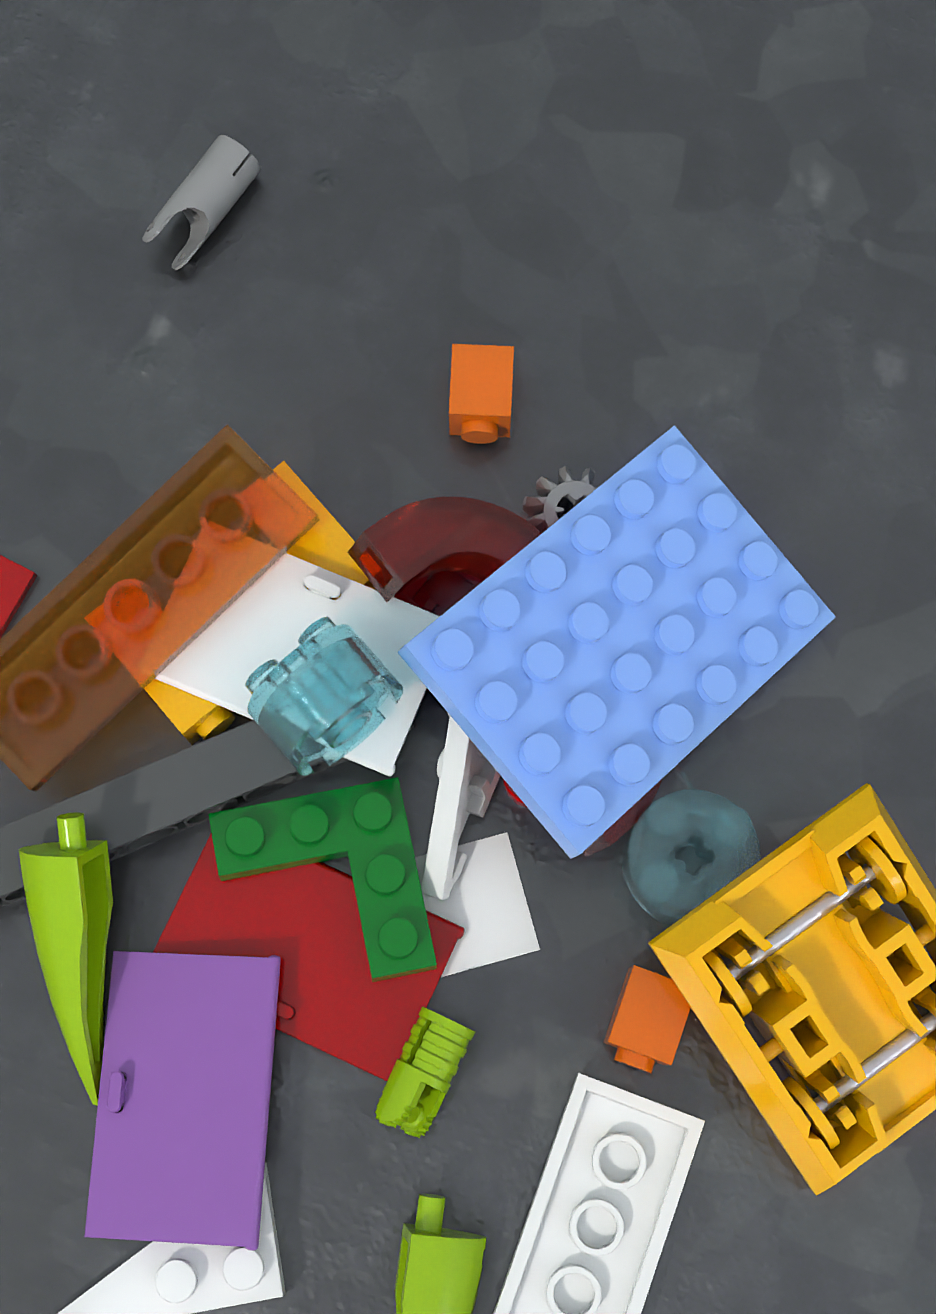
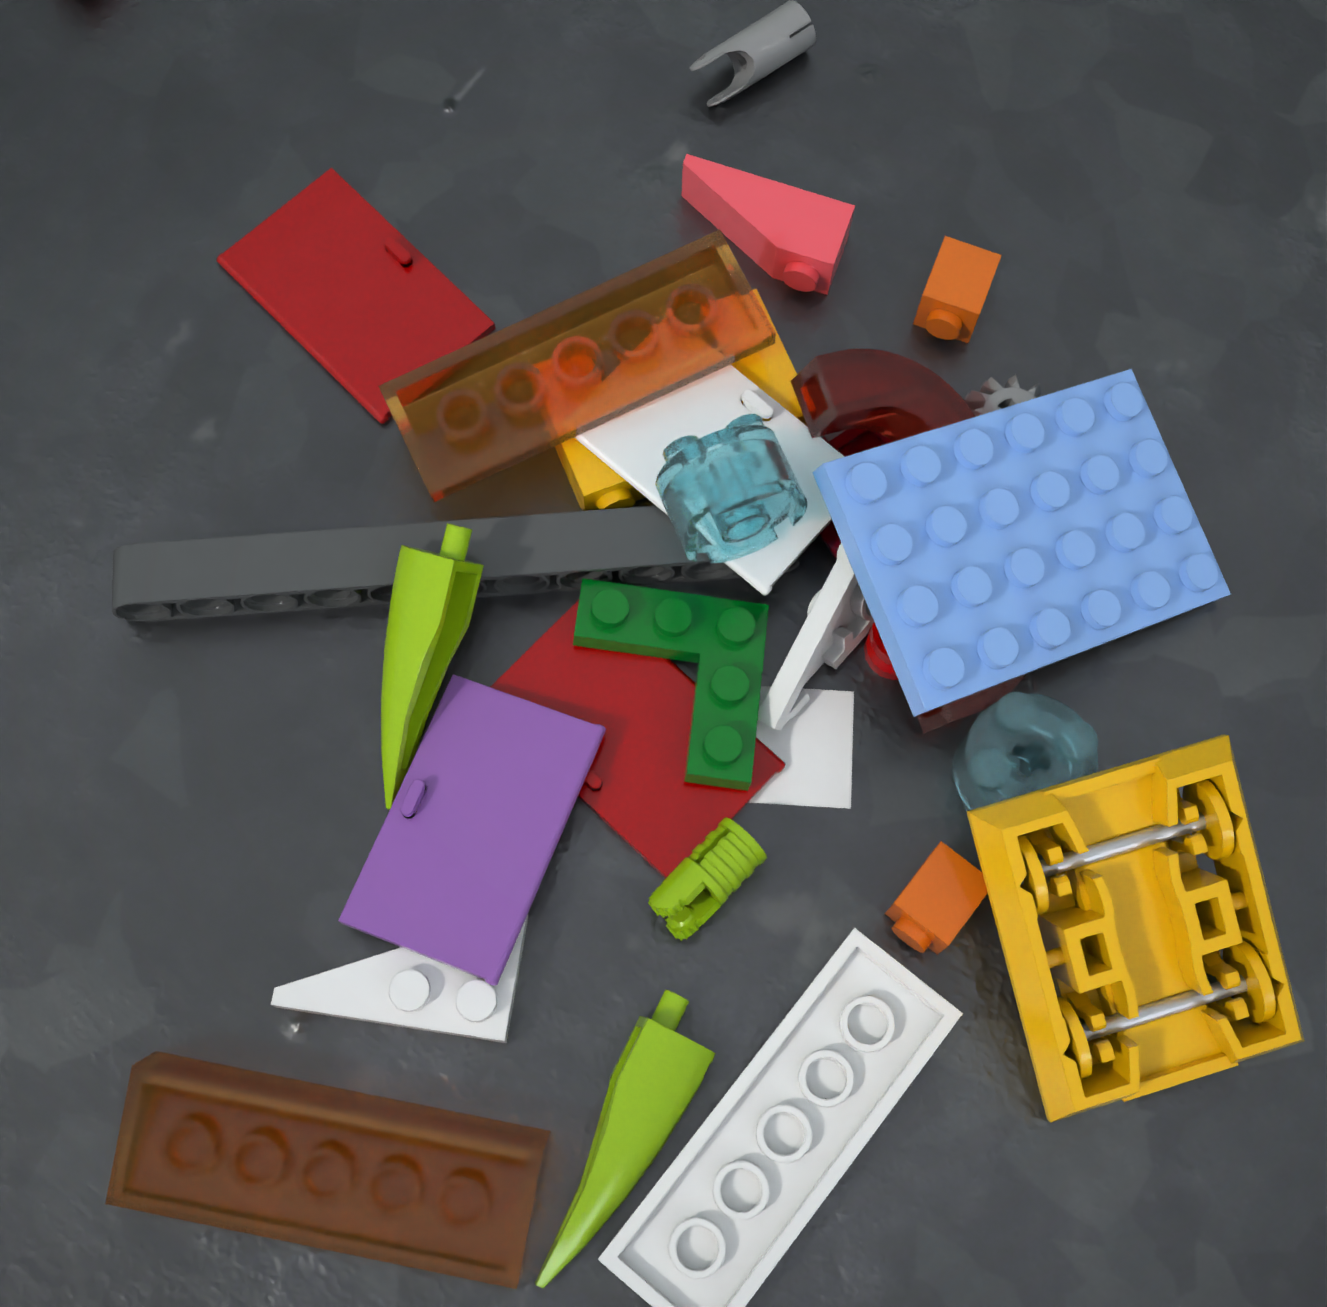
camera: 15 degrees right, 5 degrees down
(290, 381) = (779, 226): none -> coral slope

